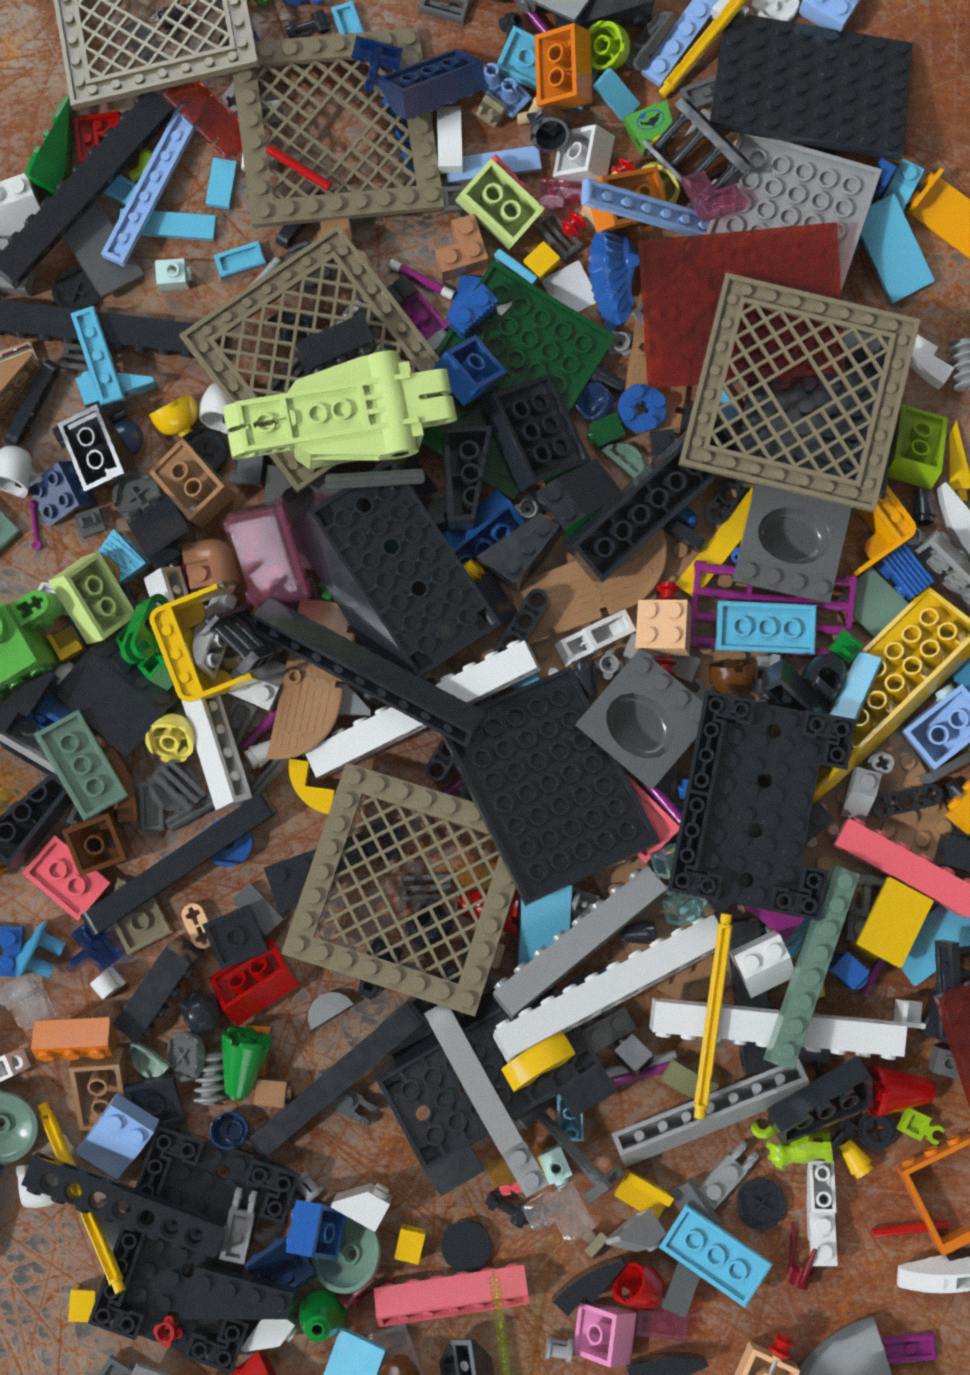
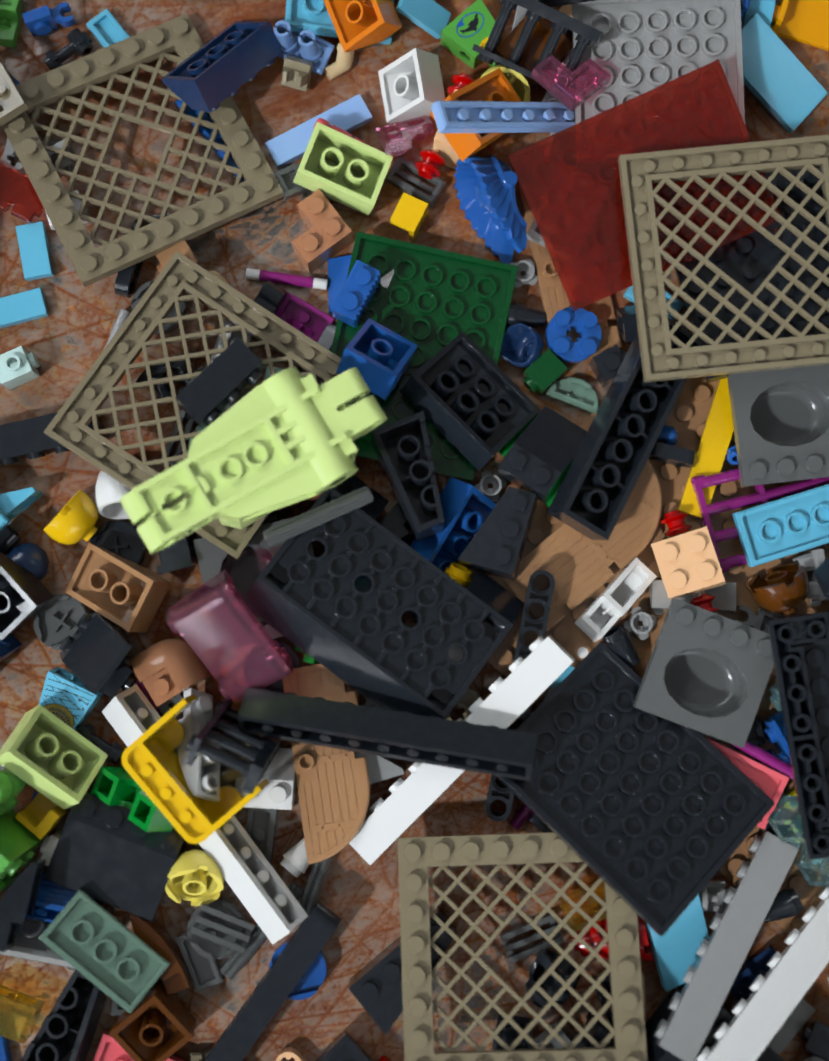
camera: 25 degrees left, 0 degrees up
(91, 522) = (22, 669): dark grey tile -> none
(140, 634) = (119, 792): green piece -> none
(240, 260) = (84, 326): medium azure tile -> none
(259, 731) = (288, 831): magenta bar -> none
(264, 912) = (360, 1027): dark grey tile -> none
(298, 167) = (110, 203): red bar -> none
(316, 798) = (376, 884): yellow brick -> none
(371, 847) = (458, 895): black gear -> none
(377, 55) = (153, 54): clear blue plate -> none
(449, 139) = (263, 120): white slope -> none
(514, 266) = (375, 228): medium azure tile -> none
(549, 129) = (366, 71): black piece -> none
(570, 287) = (449, 231): white sticker -> none
(714, 505) = (688, 411): black beam -> none

